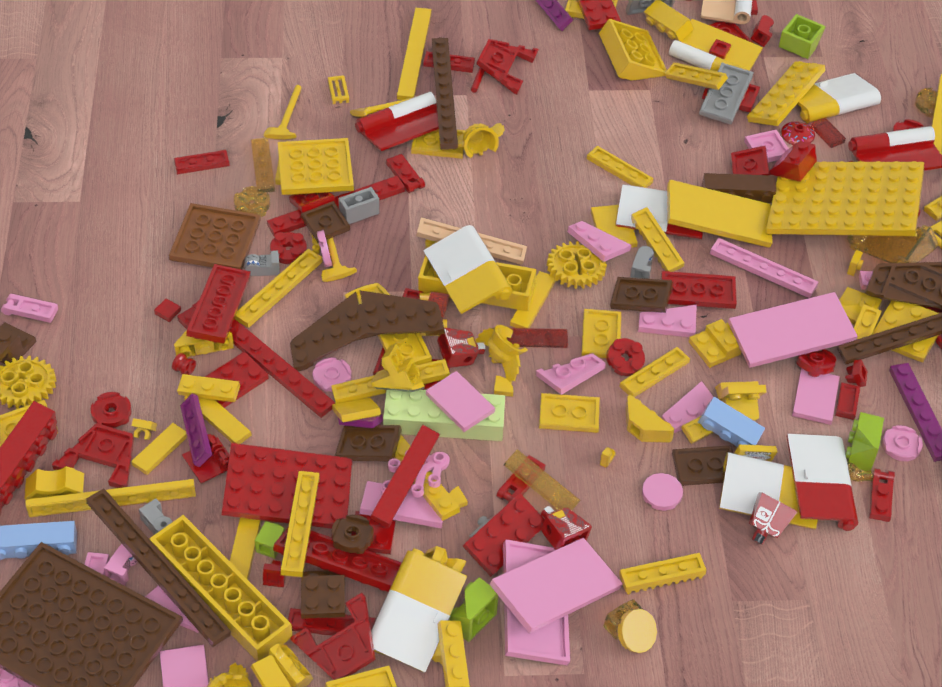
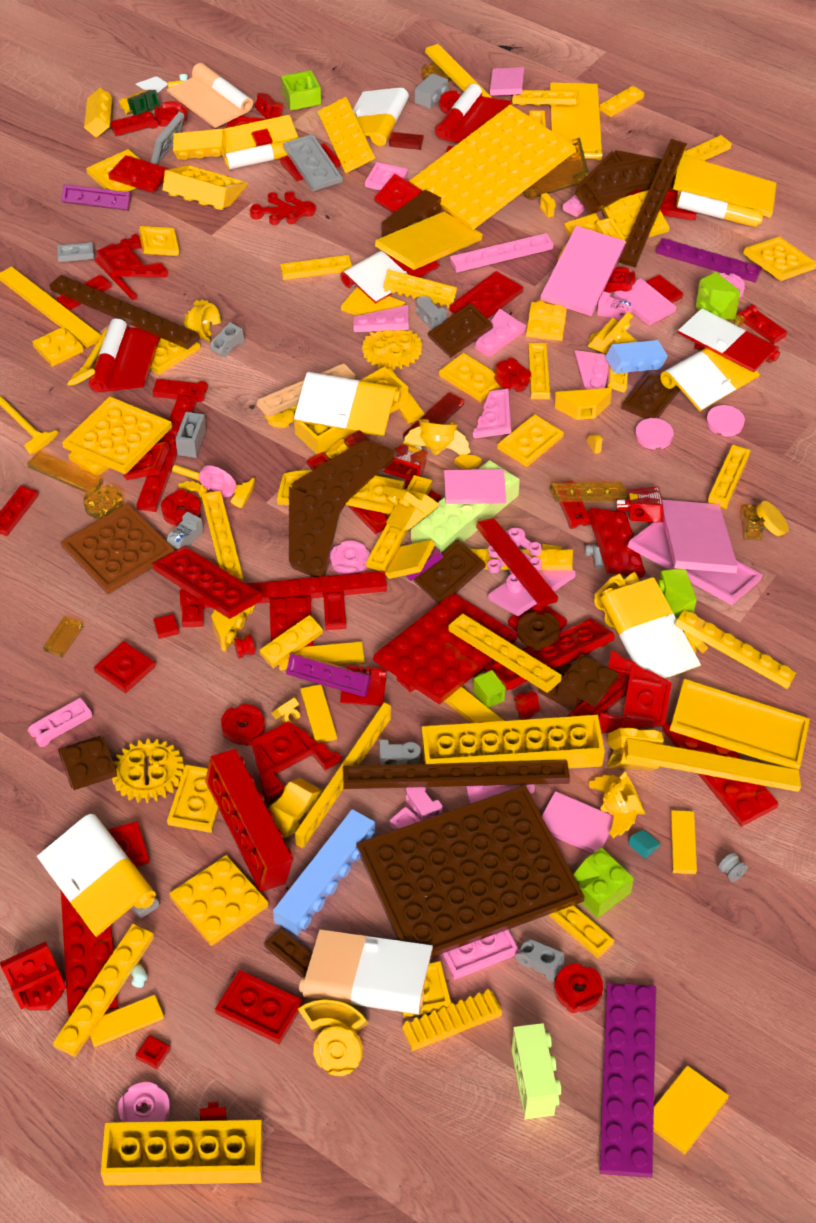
camera: 50 degrees left, 0 degrees up
(107, 311) = (124, 667): none -> red plate
(109, 261) = (63, 637): none -> clear yellow tile
(269, 397) = (334, 611): none -> red tile
(325, 218) = (183, 466): reddish brown tile -> none
(340, 98) = (31, 378): yellow tile -> none
(380, 83) = (58, 346): none -> yellow plate
(480, 166) = (227, 340): none -> light grey leg
(482, 30) = (75, 252): none -> light grey plate
(542, 65) = (158, 240): none -> yellow plate
(676, 122) = (283, 209): none -> red plant
(696, 76) = (277, 165): yellow plate -> none
(731, 533) = (725, 420): none -> bright pink tile
(757, 451) = (672, 359): yellow tile -> none
(769, 517) = (737, 387): torso -> none
(781, 377) = (612, 307): none -> bright pink leg
(795, 161) = (426, 168): red slope -> none
(797, 131) = (388, 155): red dish -> none
(857, 373) = (648, 266): red tile -> none
(903, 108) = (430, 90): none -> light grey brick

